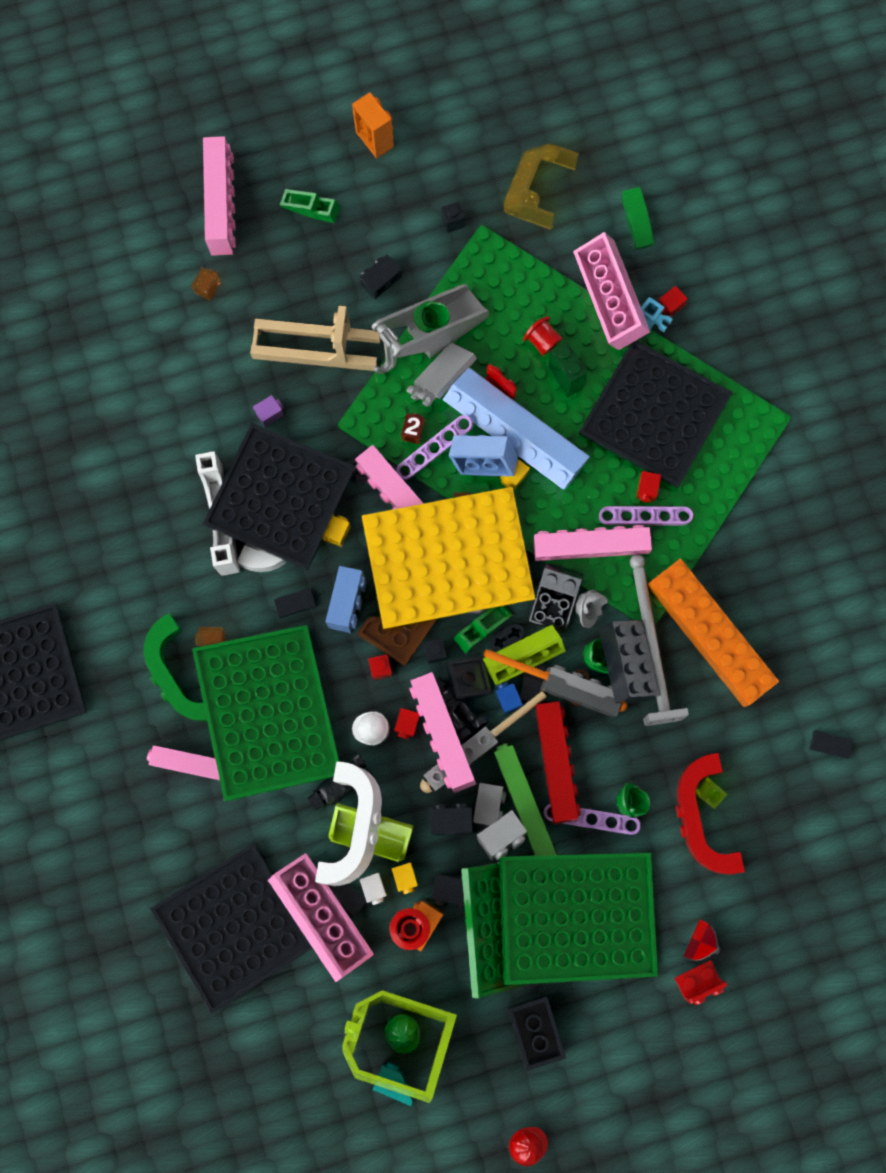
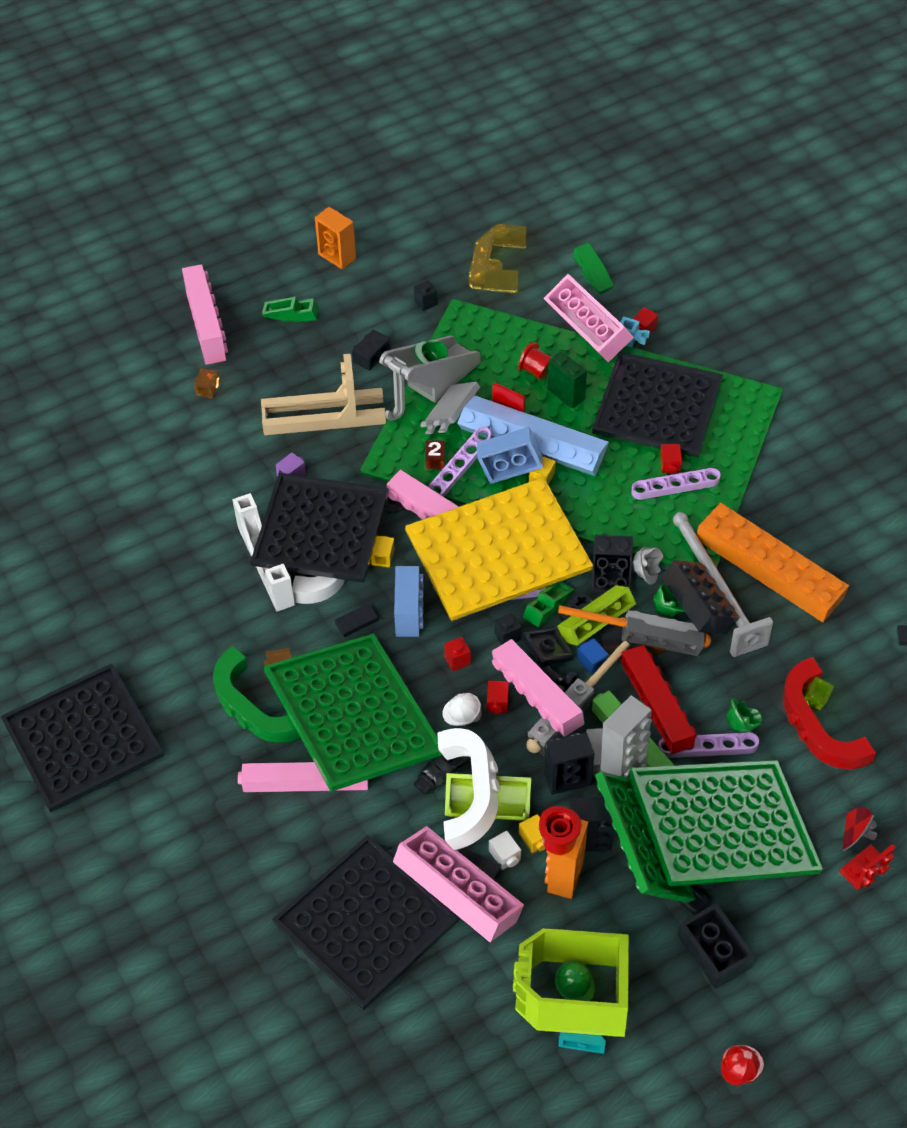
camera: 15 degrees left, 25 degrees down
(396, 642) = (473, 627): reddish brown plate -> none
(592, 543) = (632, 512): bright pink brick -> none

